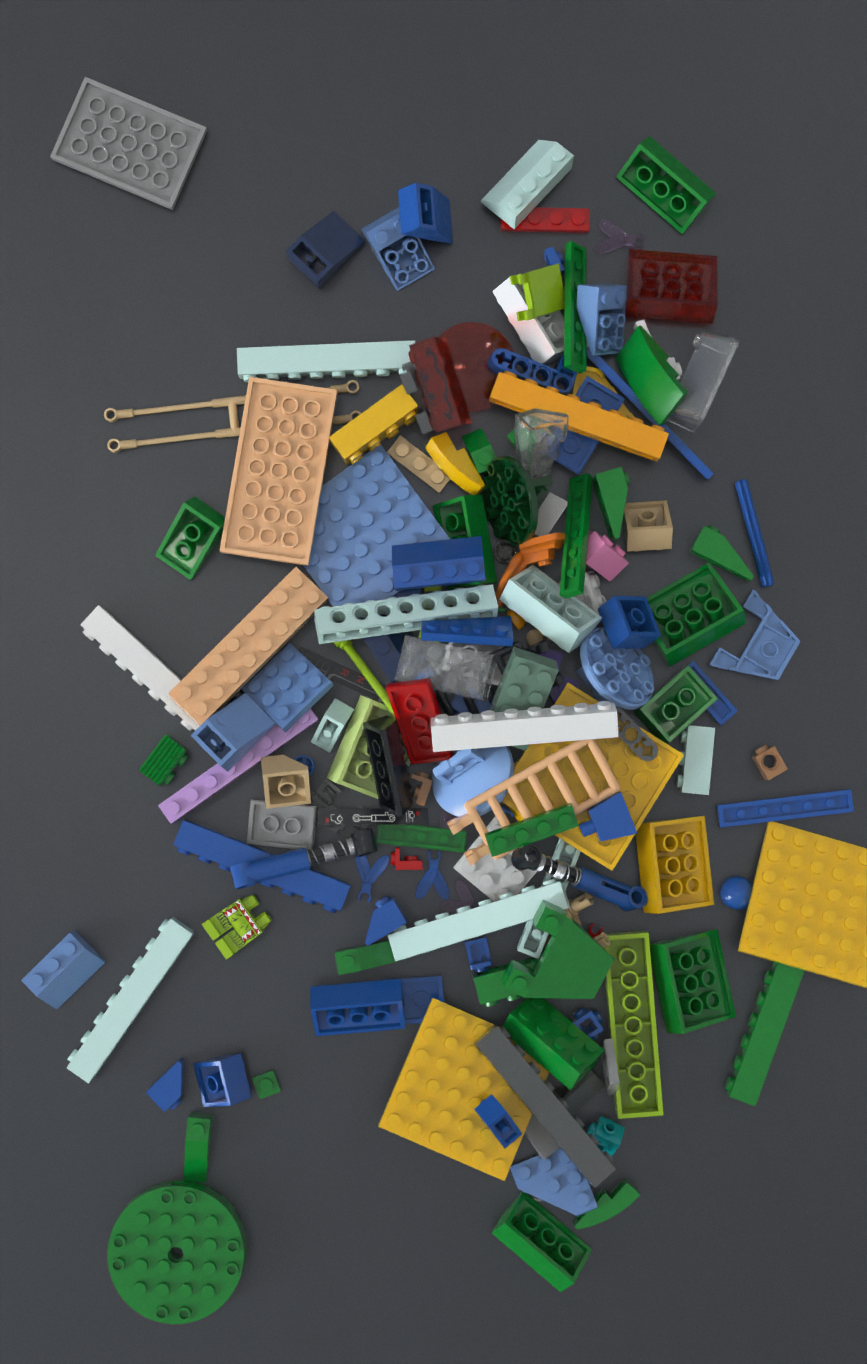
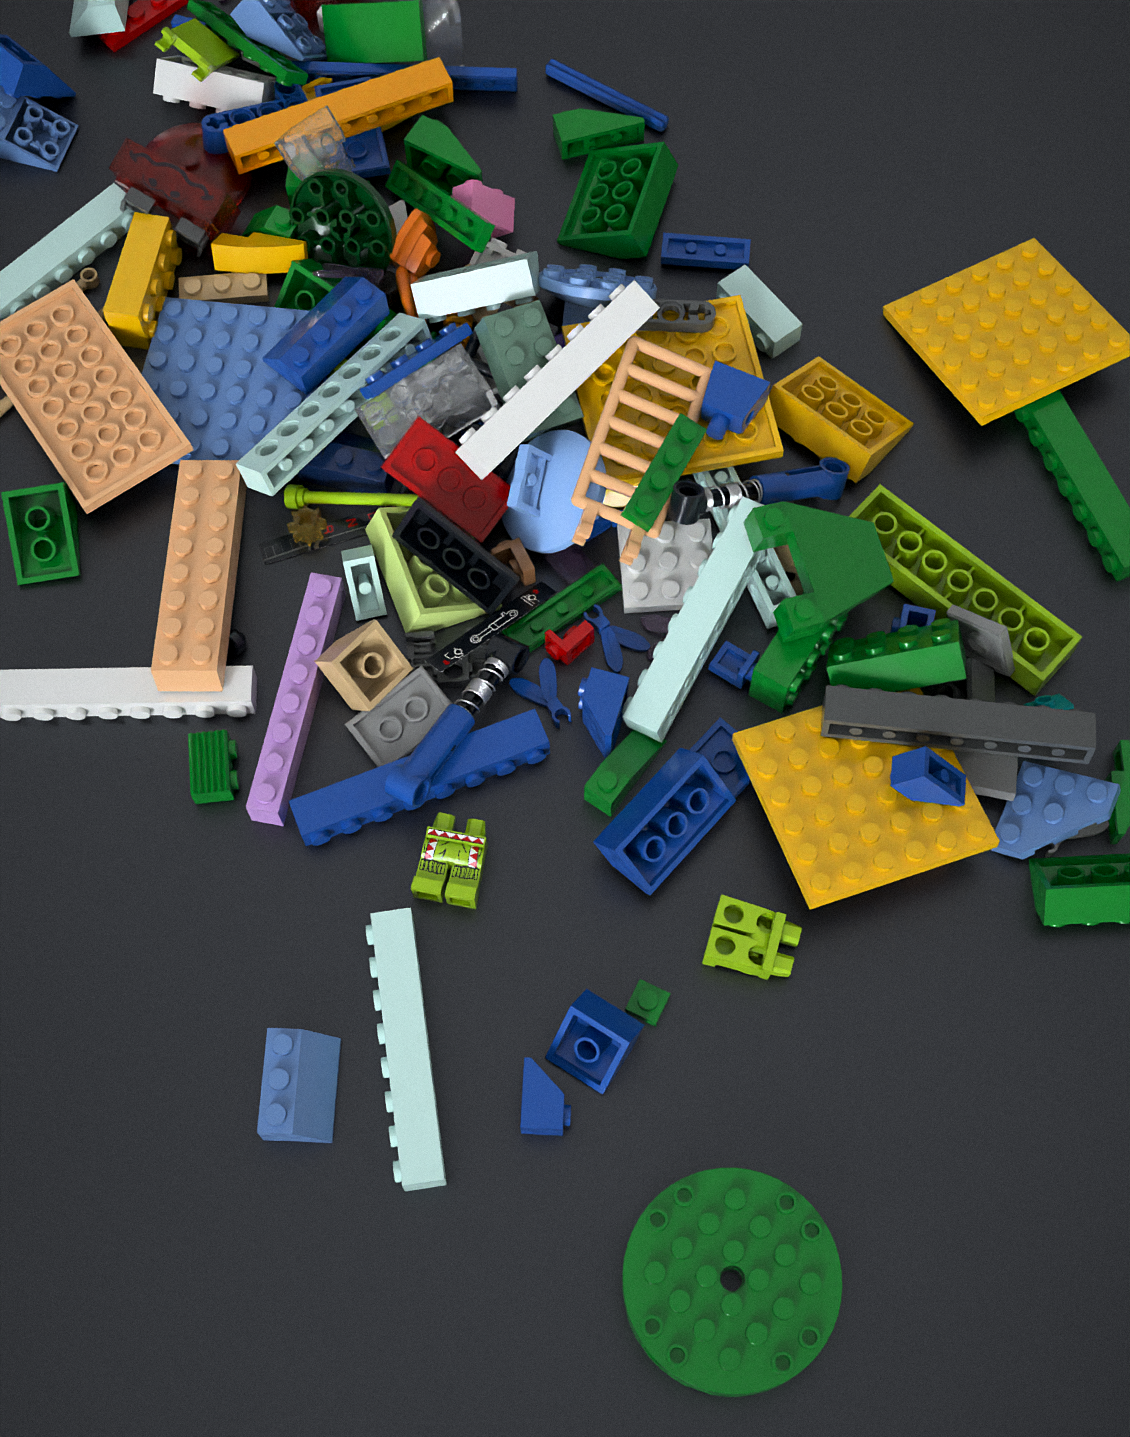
camera: 45 degrees left, 20 degrees down
(197, 1146) = (638, 1140): green slope -> none
(233, 731) = (259, 659): medium blue slope -> none
(287, 687) = (279, 578): medium blue plate -> none
(327, 660) = (307, 525): none -> clear yellow gear
(346, 1109) = (748, 939): none -> lime hips
(489, 529) = (373, 275): none -> piece
(629, 622) = (567, 240): blue brick -> none
(647, 526) = (507, 160): tan slope -> none
(676, 705) = (688, 268): green slope -> none
(692, 981) = (971, 504): green slope -> none
(736, 892) = (924, 392): blue hair -> none
(768, 648) = (722, 173): medium blue wing -> none
(778, 765) = (836, 256): medium nougat brick -> none
(785, 808) = (884, 285): blue plate -> none

